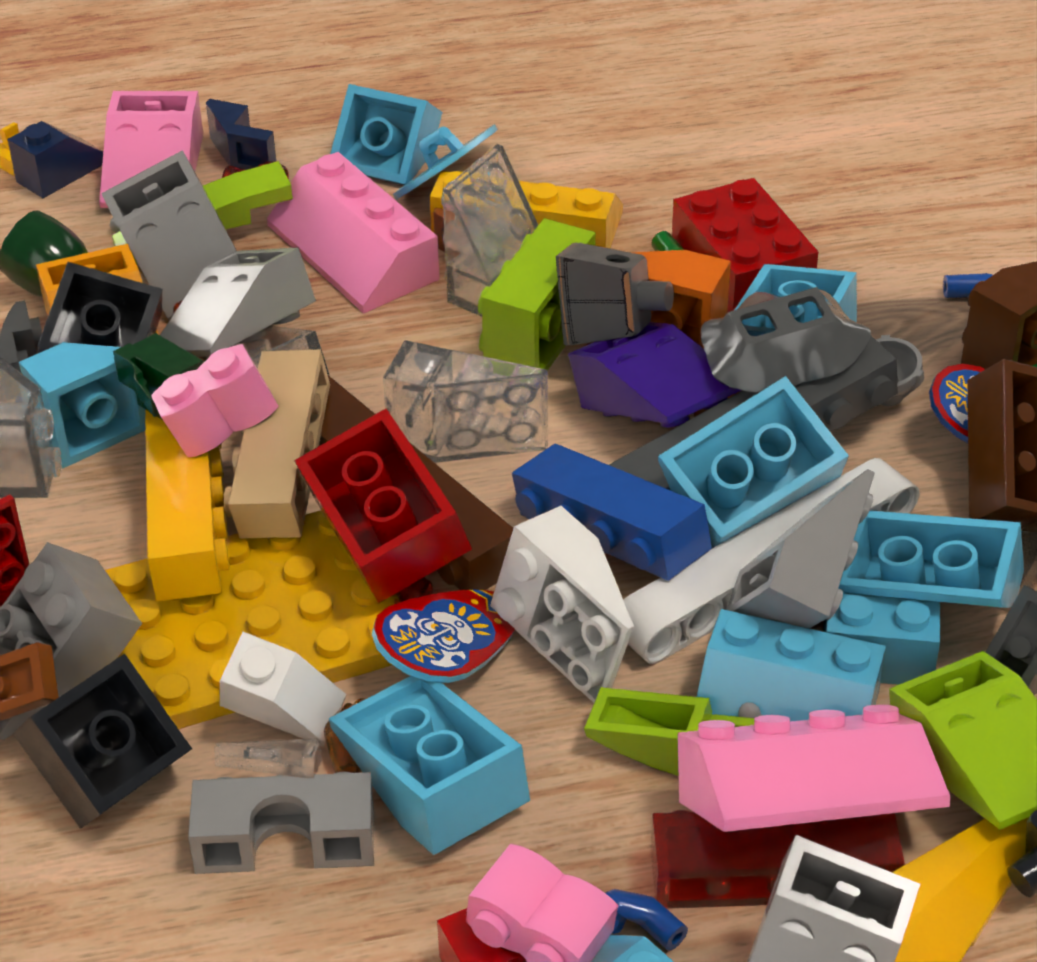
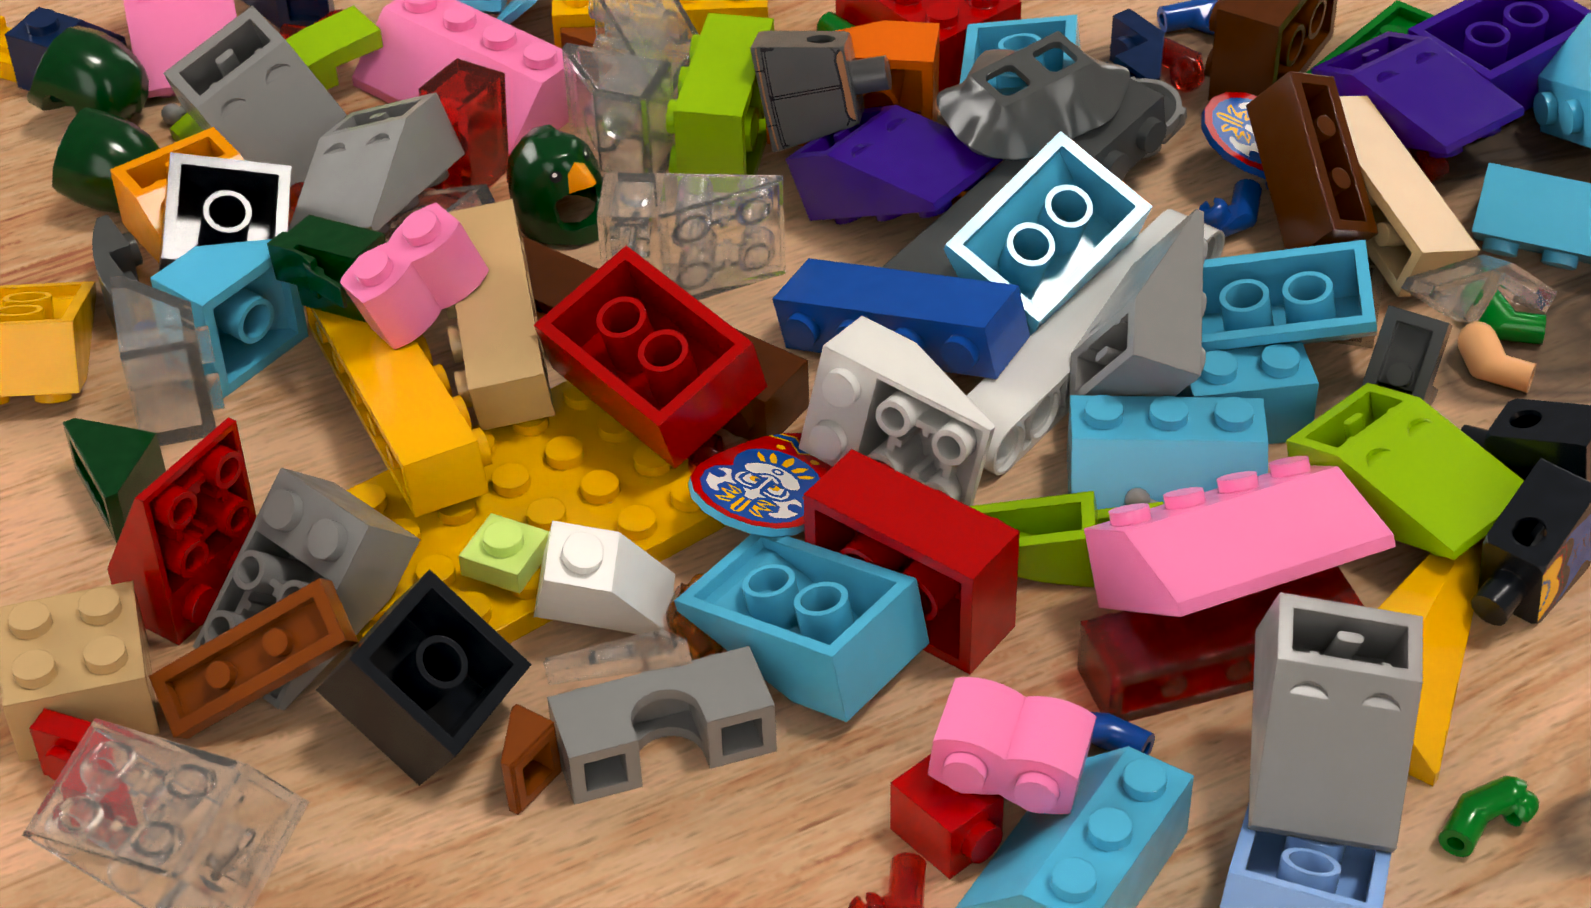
camera: 15 degrees left, 0 degrees up
(60, 184) = (89, 71): none -> dark green piece
(163, 827) = (528, 757): none -> dark orange slope
(208, 646) = (504, 553): none -> yellowish green plate
(334, 273) = (478, 112): none -> clear red brick
(373, 326) = (544, 170): none -> dark green piece
(449, 288) = (619, 107): none -> clear slope
(561, 732) = (956, 553): none -> red brick
(907, 312) = (1137, 45): none -> dark blue slope
(942, 474) = (1240, 214): none -> blue arm
(947, 326) = (1184, 66): none -> clear red arm

